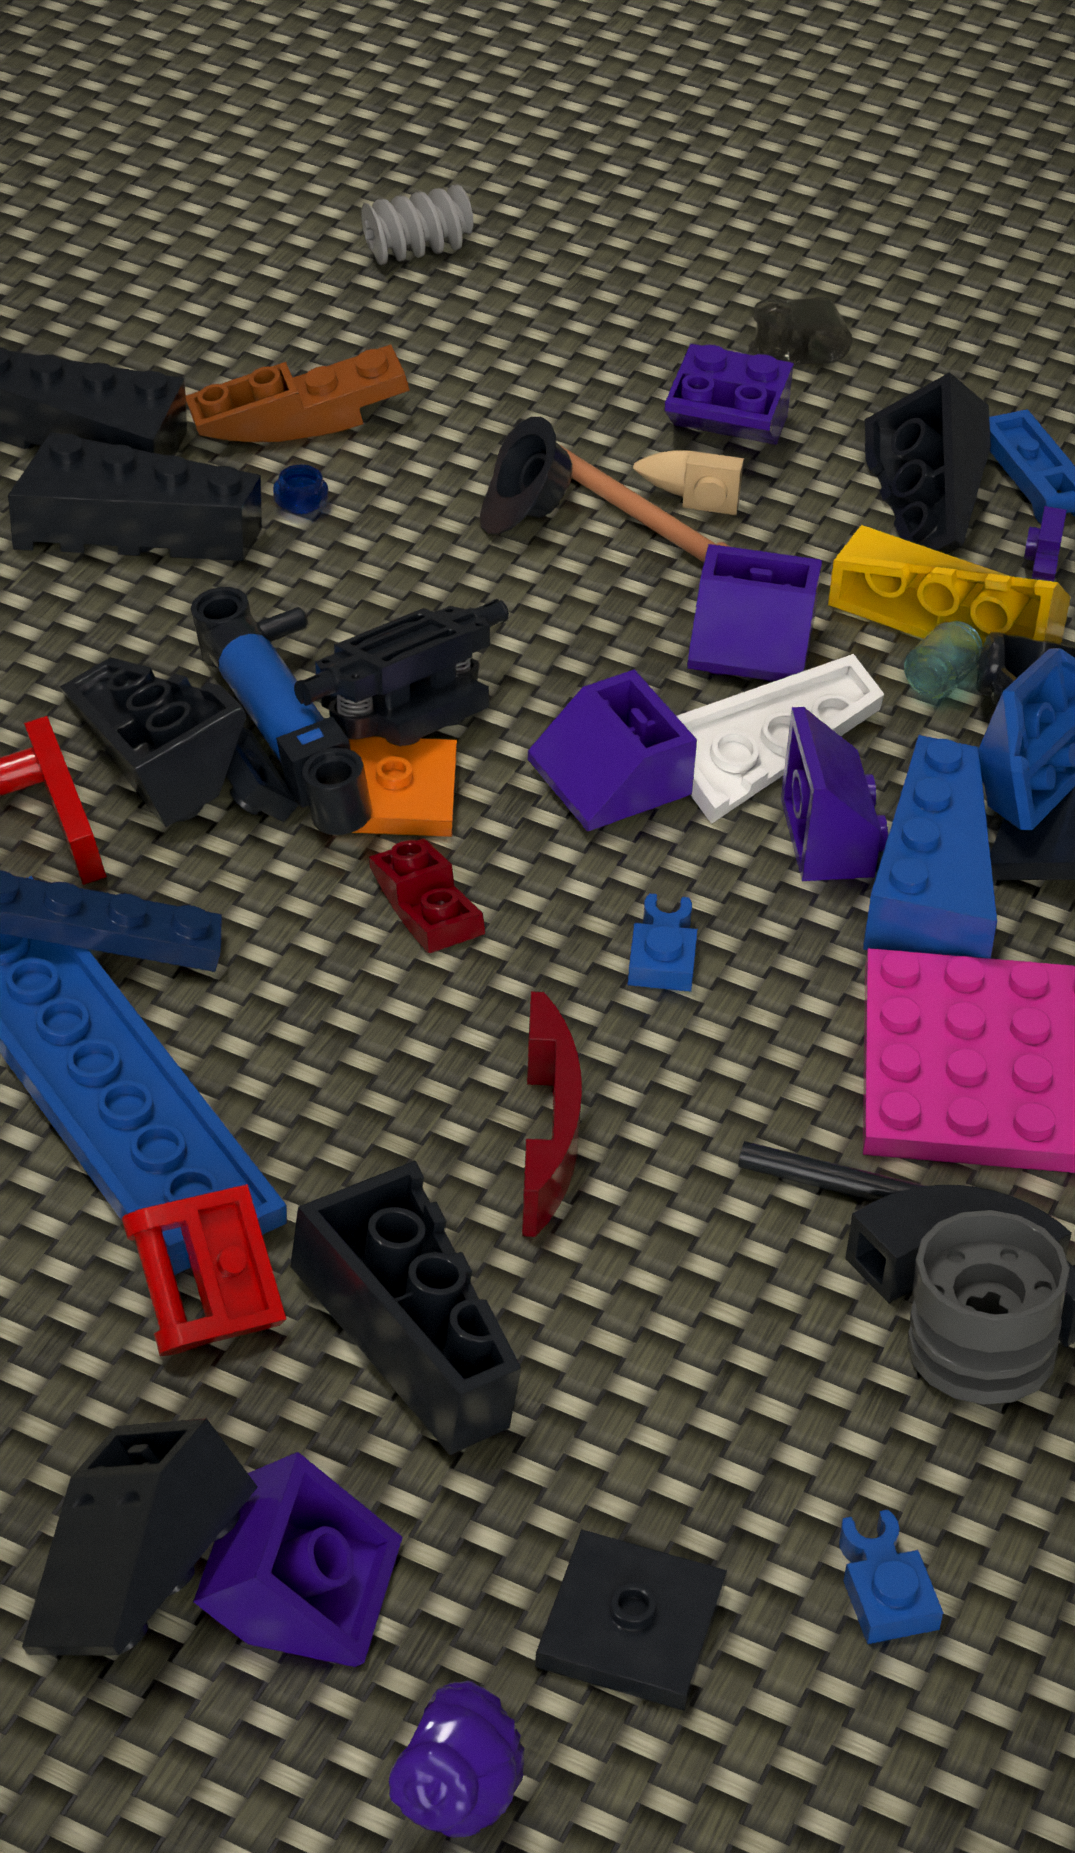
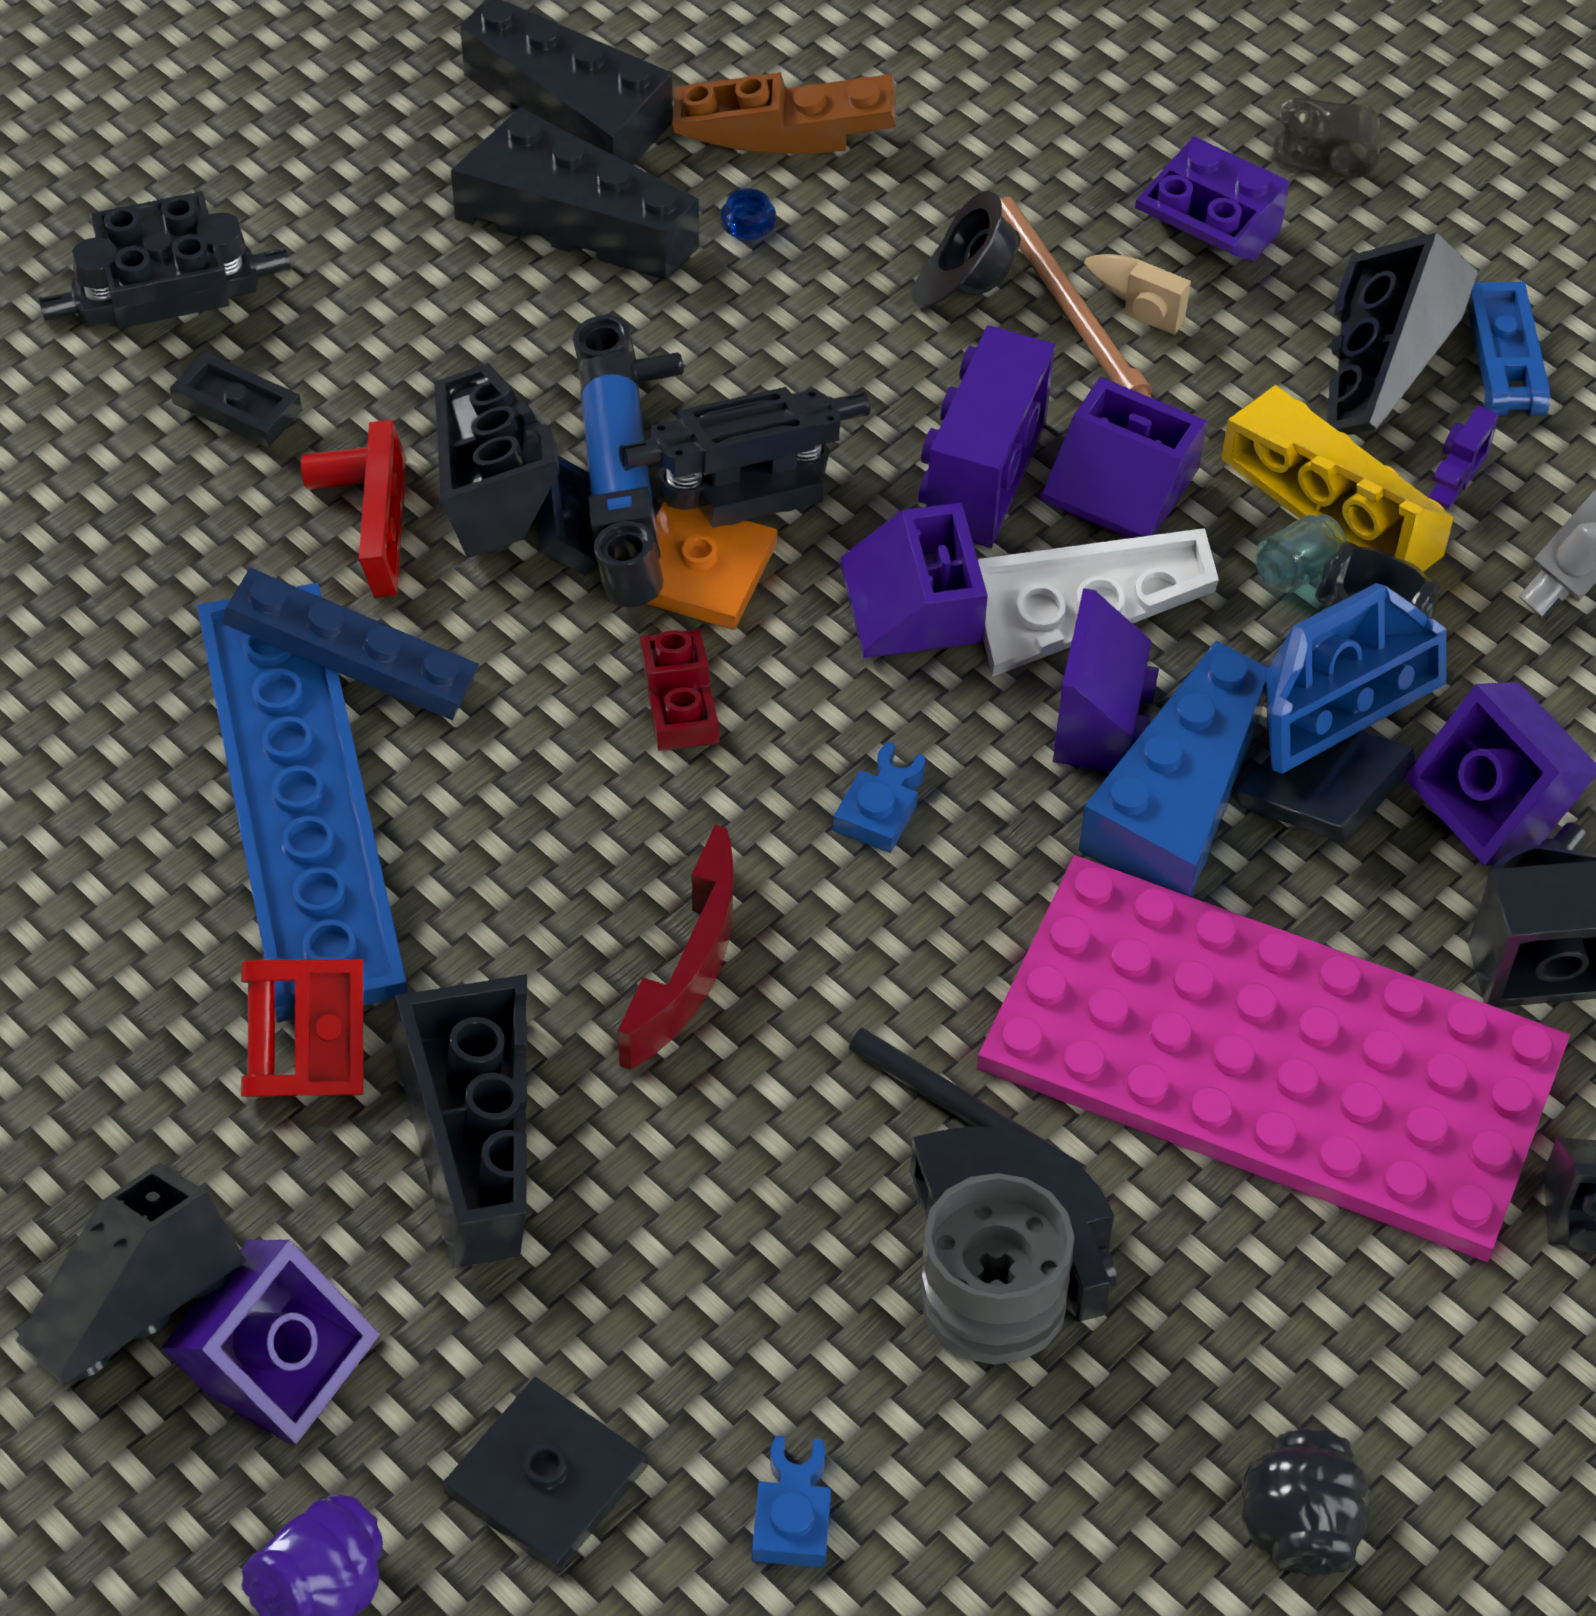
camera: 20 degrees right, 10 degrees up
(622, 600) = (989, 429): none -> dark purple brick

